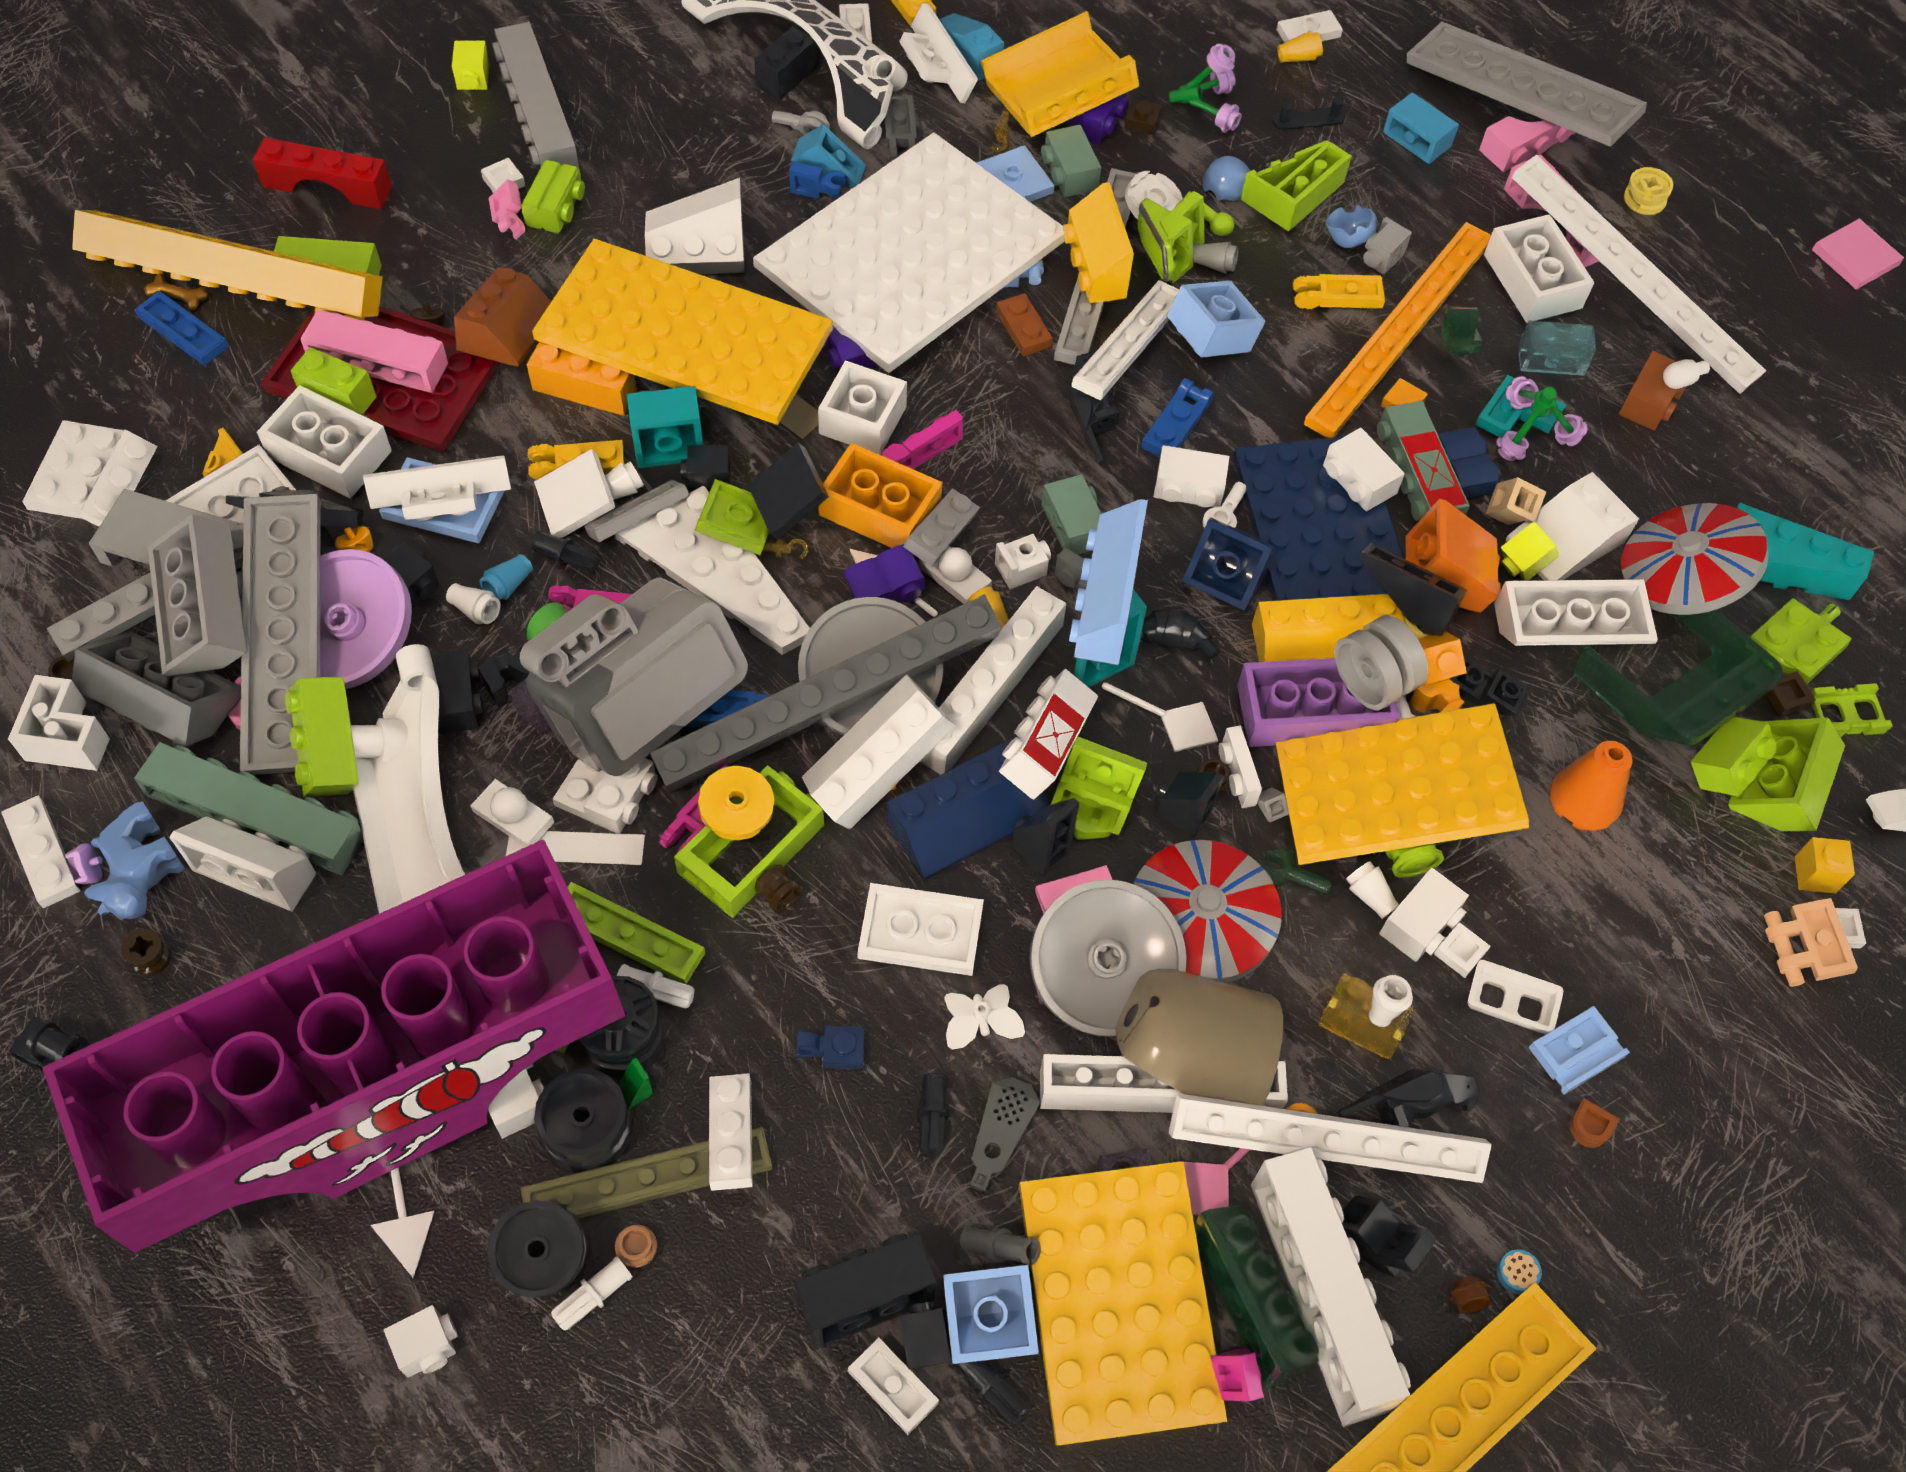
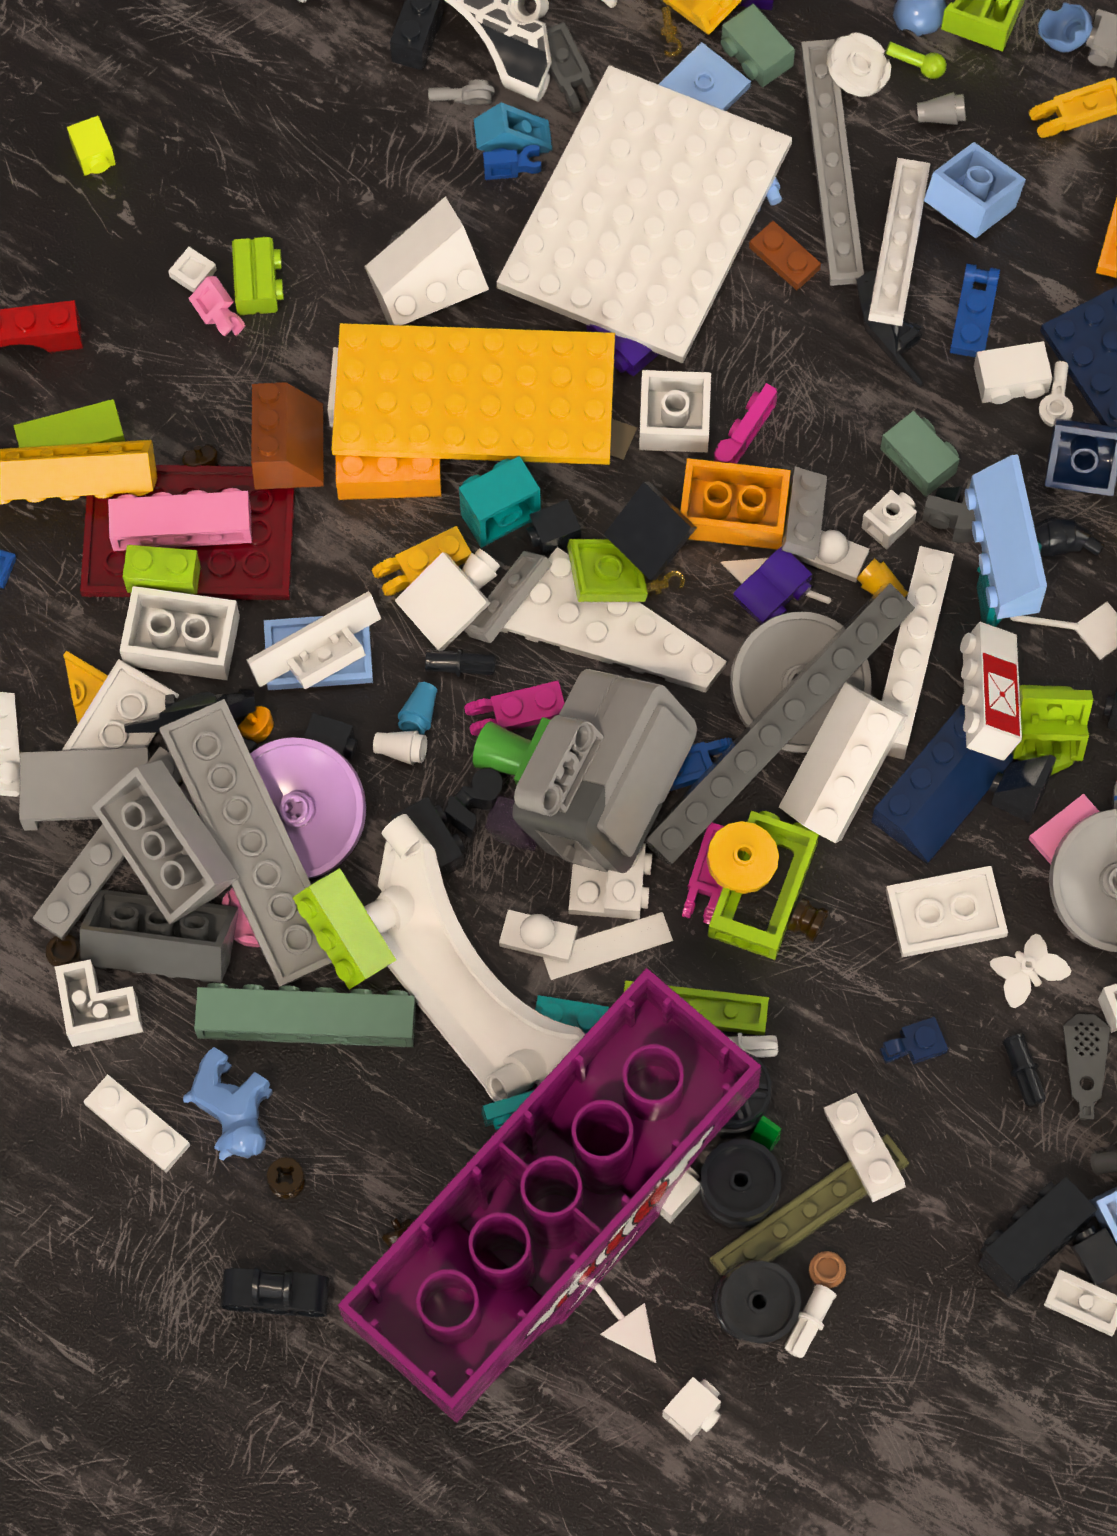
camera: 15 degrees left, 10 degrees up
(84, 864) = (184, 1121): lavender piece -> none
(245, 860) = (332, 1066): white slope -> none
(534, 94) = (178, 162): light grey brick -> none
(1099, 246) = (834, 150): yellow slope -> none
(1171, 234) = (894, 111): lime piece -> none

